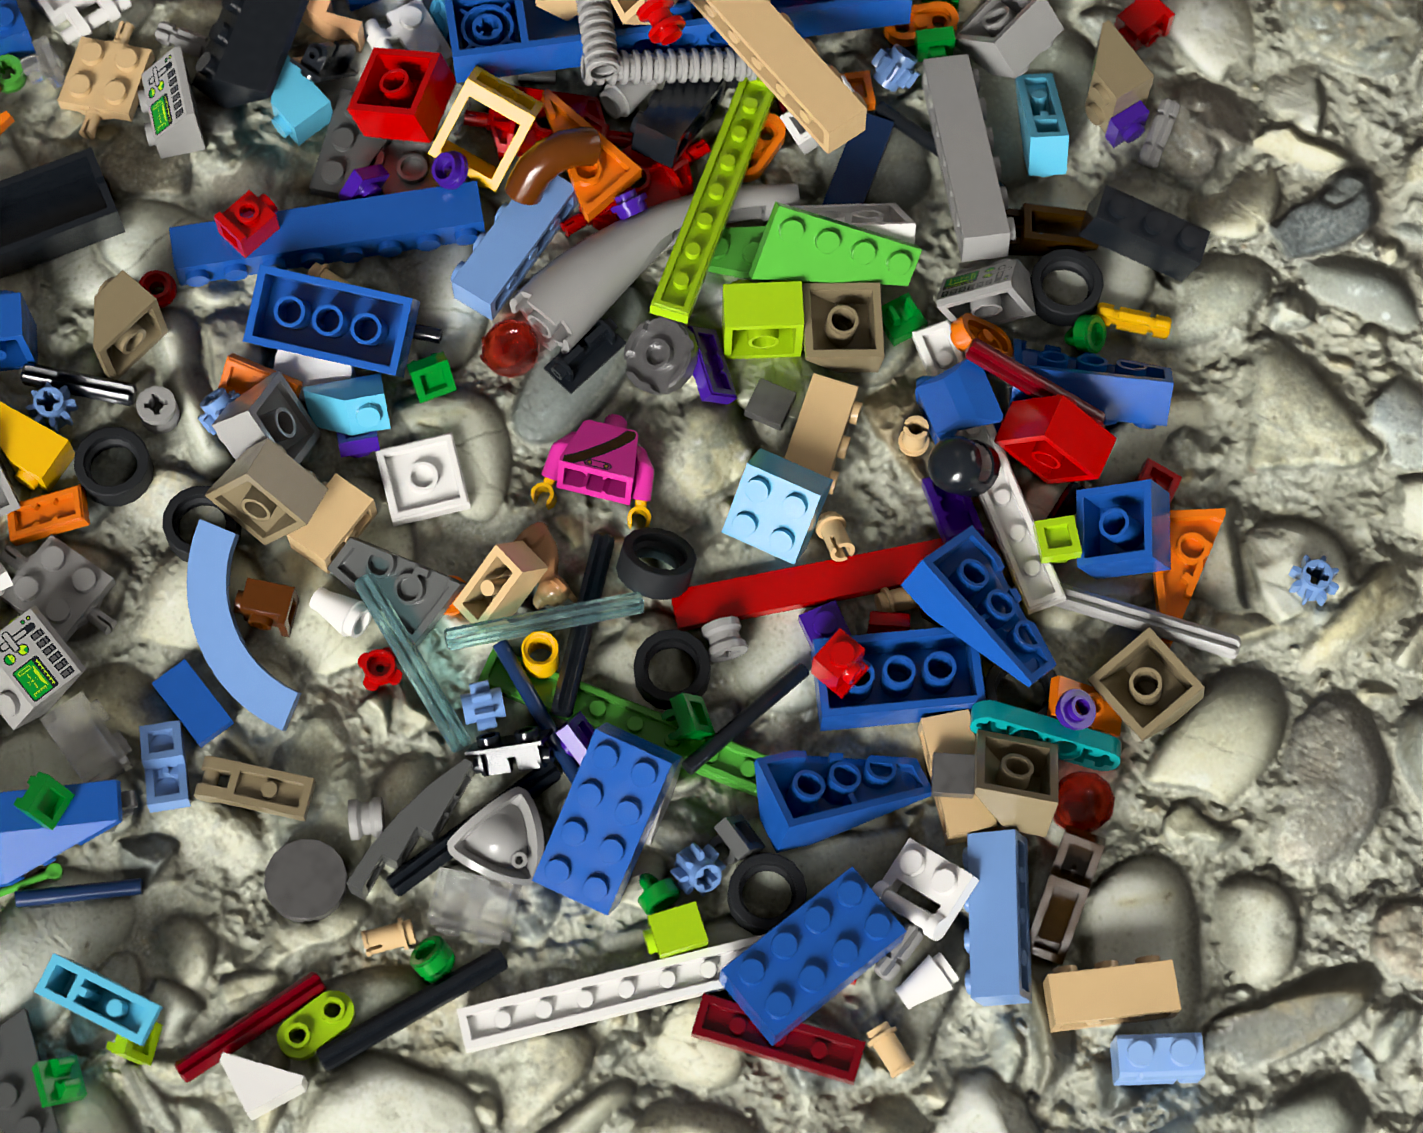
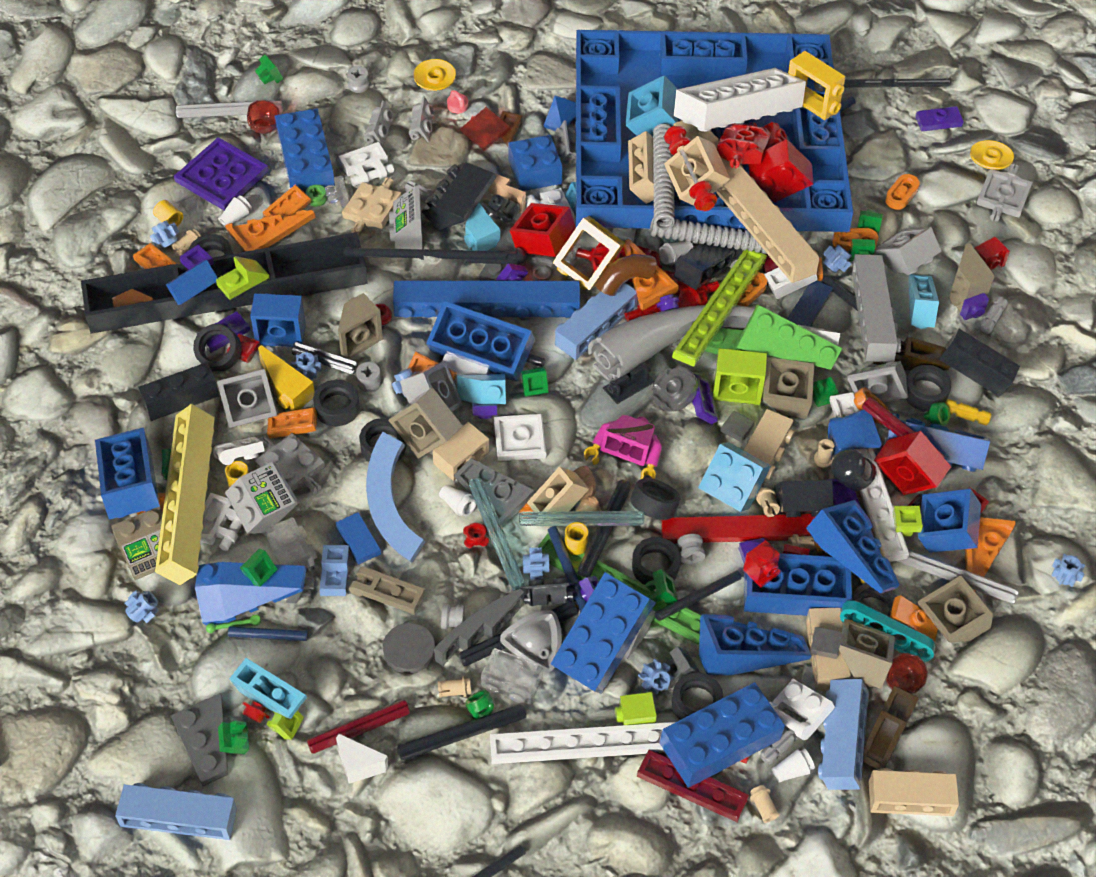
camera: 10 degrees right, 15 degrees down
(84, 1032) = (255, 711): none -> red plate
(244, 232) = (441, 282): red brick -> none
(267, 605) = (414, 489): reddish brown brick -> none
(290, 161) = (471, 256): none -> black bar
(316, 1024) = (400, 732): lime plate -> none
(450, 169) = (564, 271): dark purple plate -> none
(510, 348) = (584, 373): clear red hair -> none
(657, 894) = (627, 686): green tile -> none
(891, 522) = (803, 497): none -> black slope
(1067, 713) = (908, 615): dark purple plate -> none
(1157, 1058) = (939, 835): light blue brick -> none

